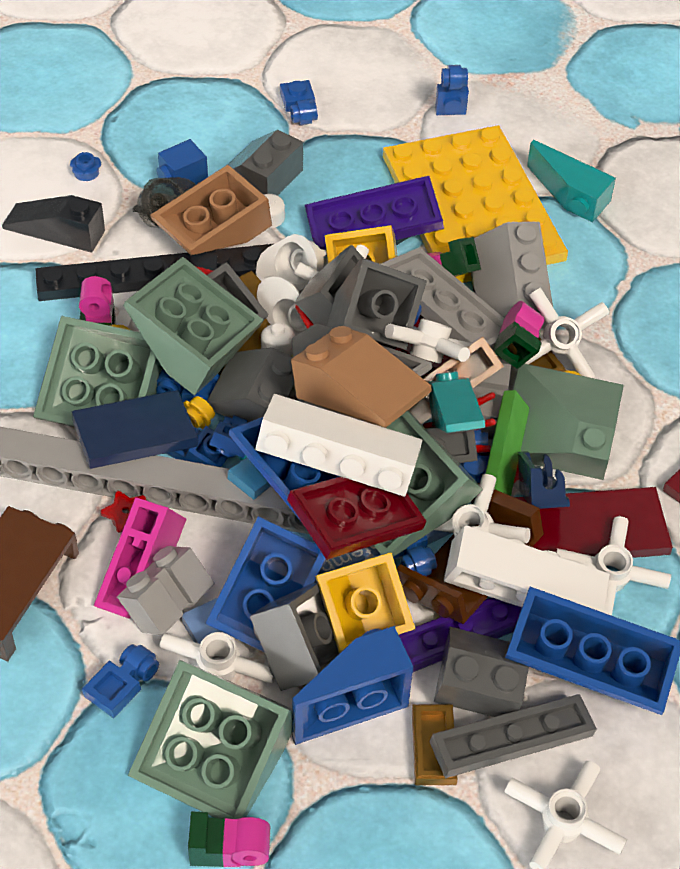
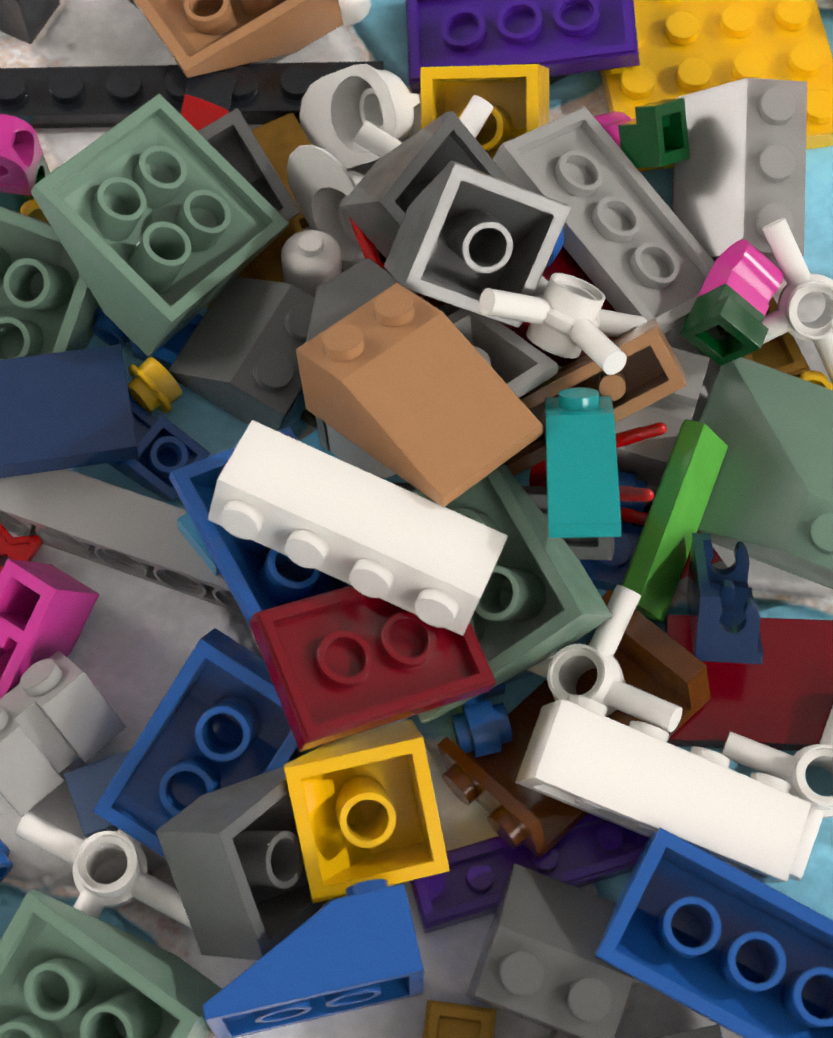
camera: 10 degrees right, 15 degrees up
(222, 441) = (200, 435): blue plate -> none

